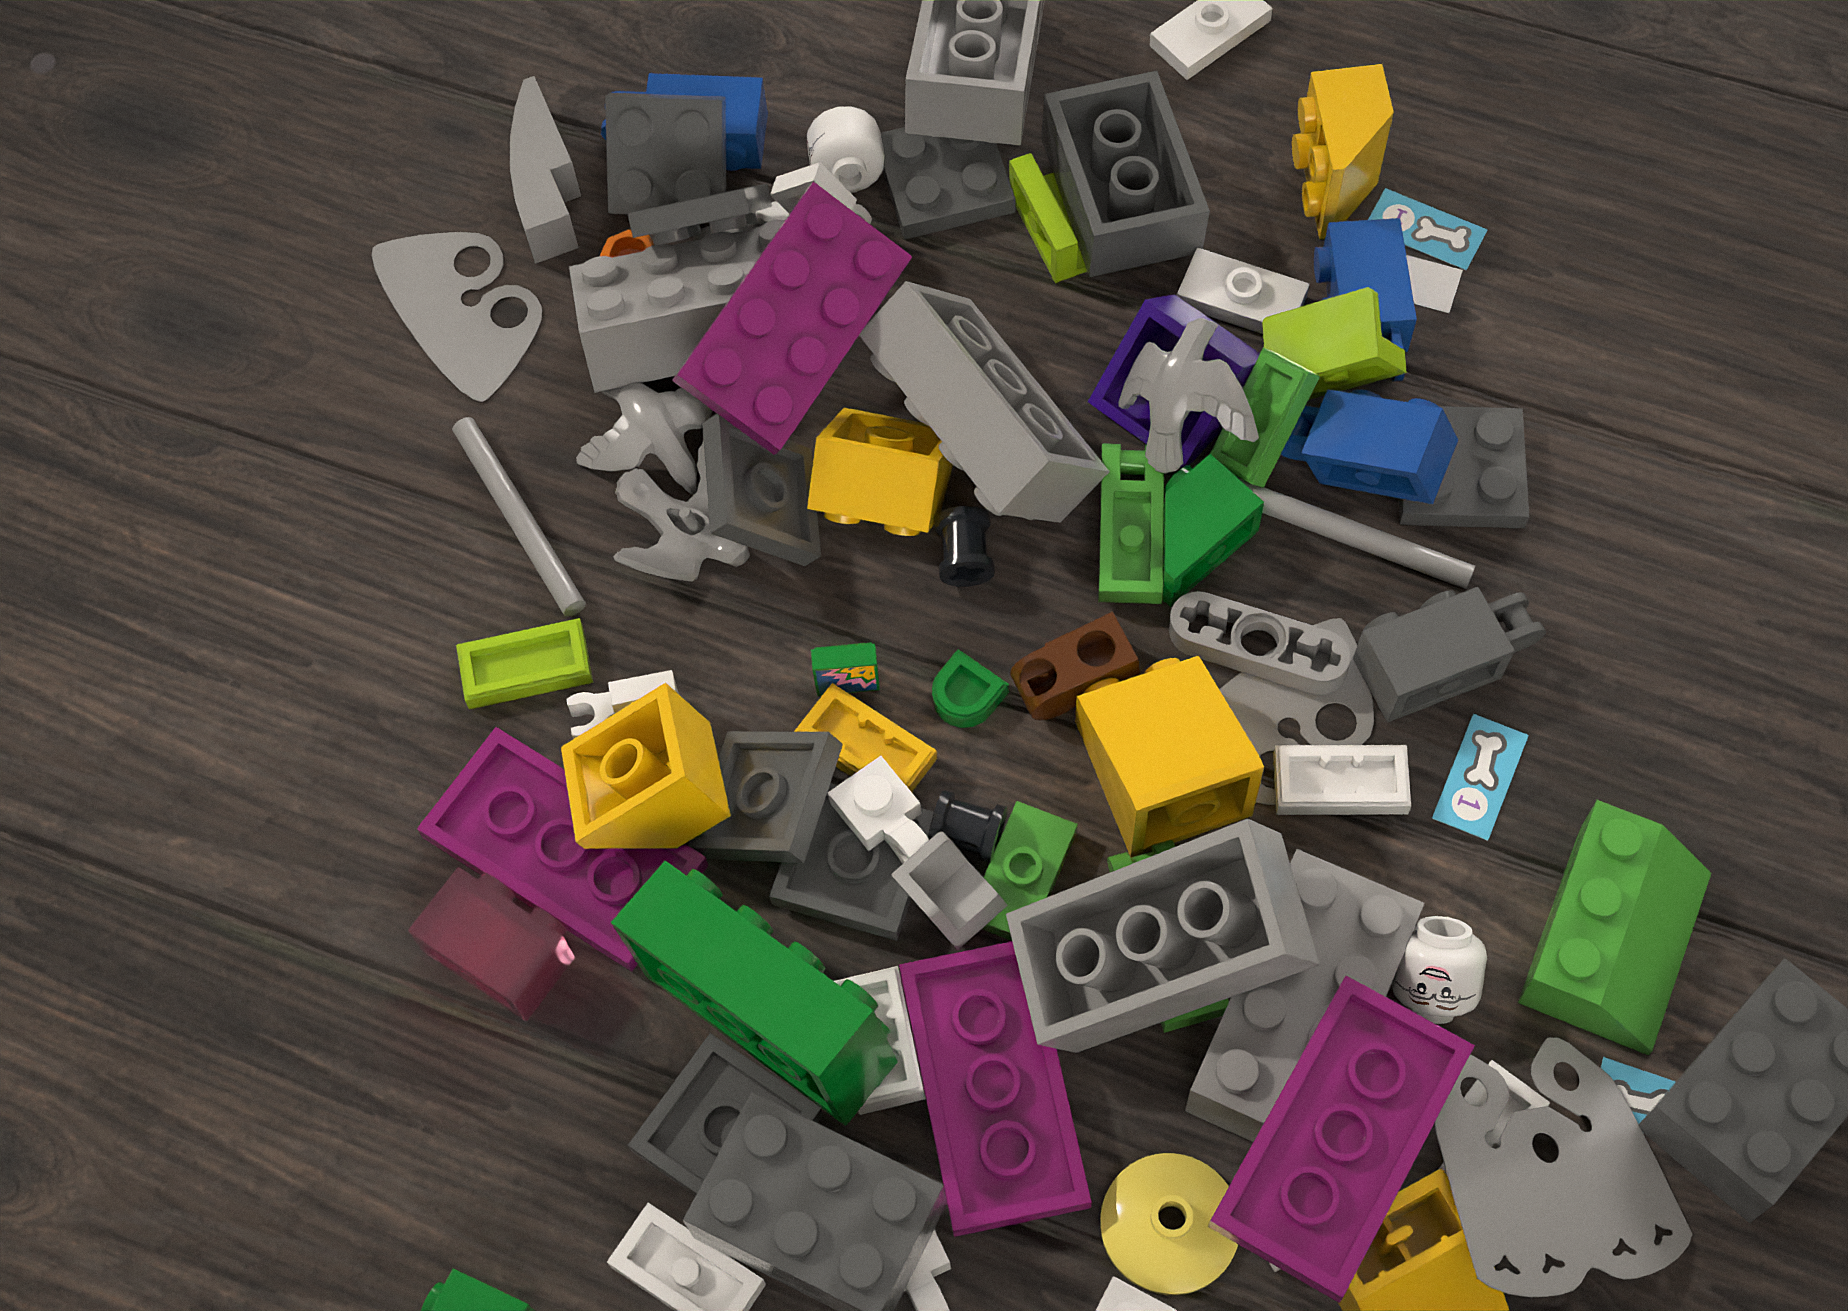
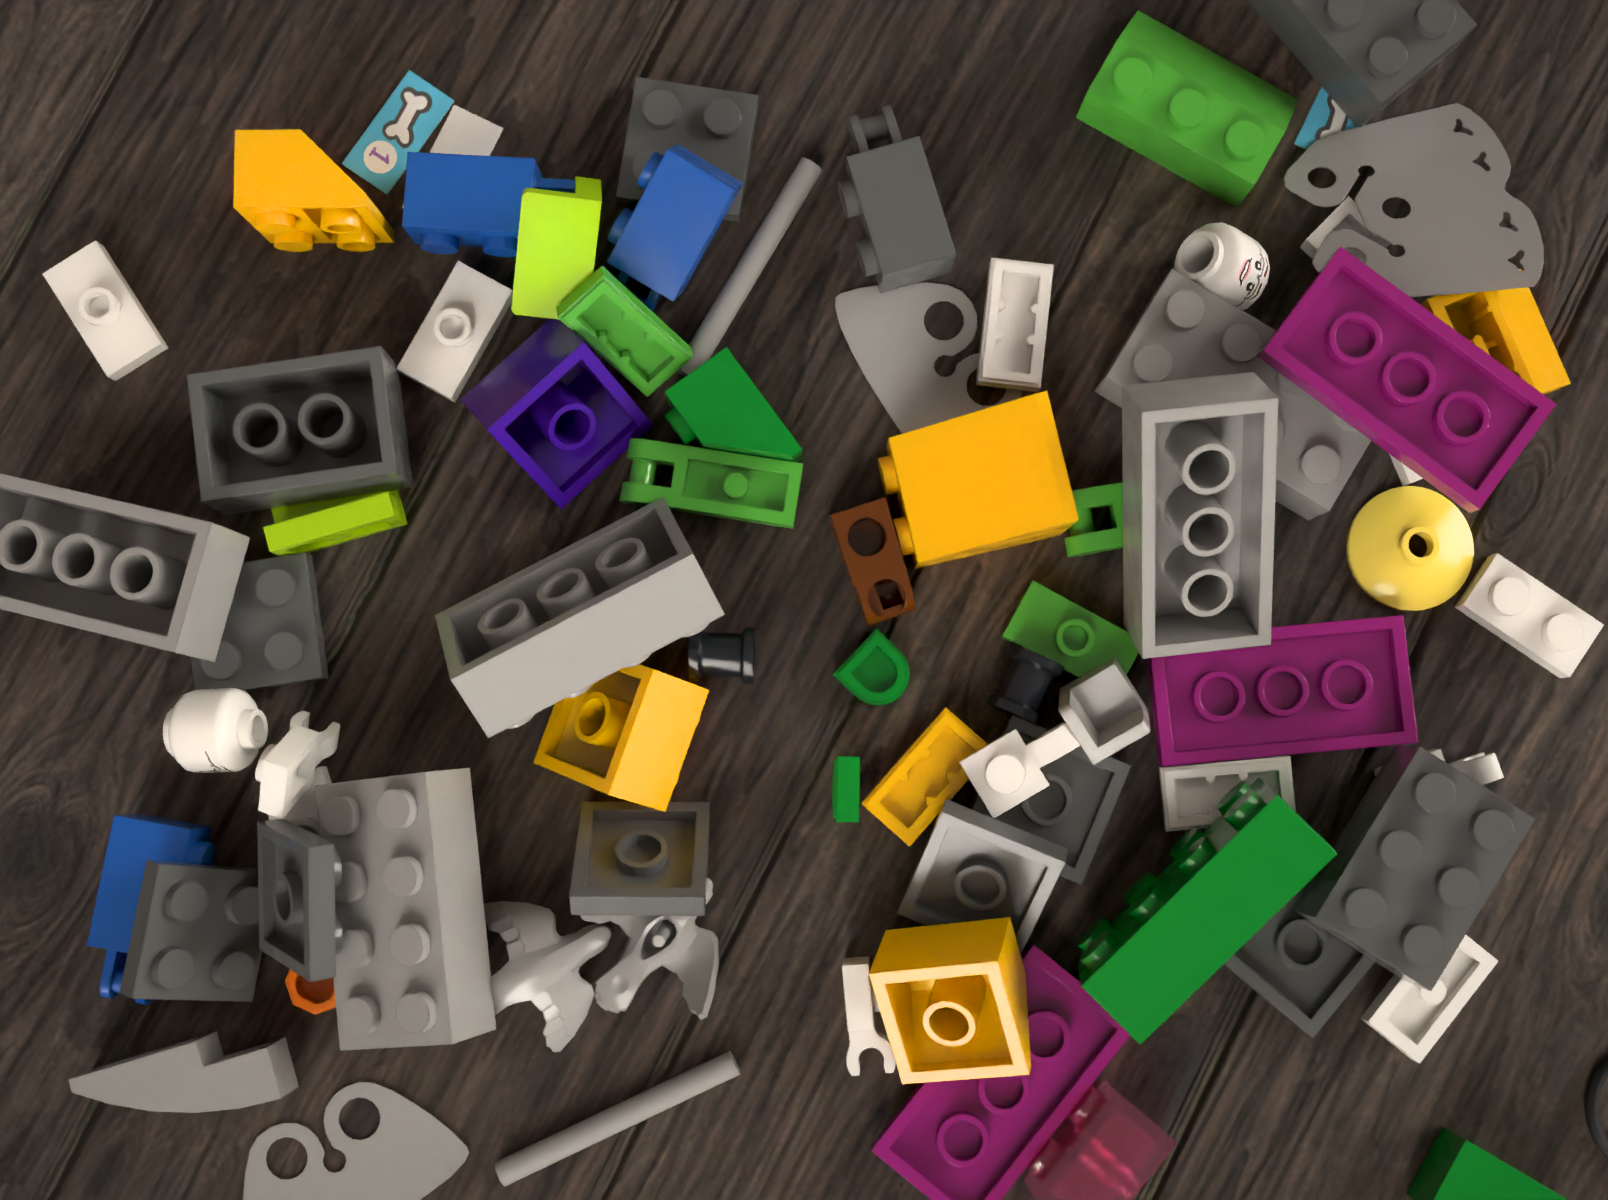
camera: 90 degrees left, 20 degrees up
(524, 663) = (790, 1117): lime tile -> none
(792, 319) = (469, 806): magenta plate -> none
(1185, 383) = (600, 408): light grey animal -> none
(1271, 667) = (866, 330): light grey beam -> none
(1480, 777) = (1015, 197): medium azure sticker -> none

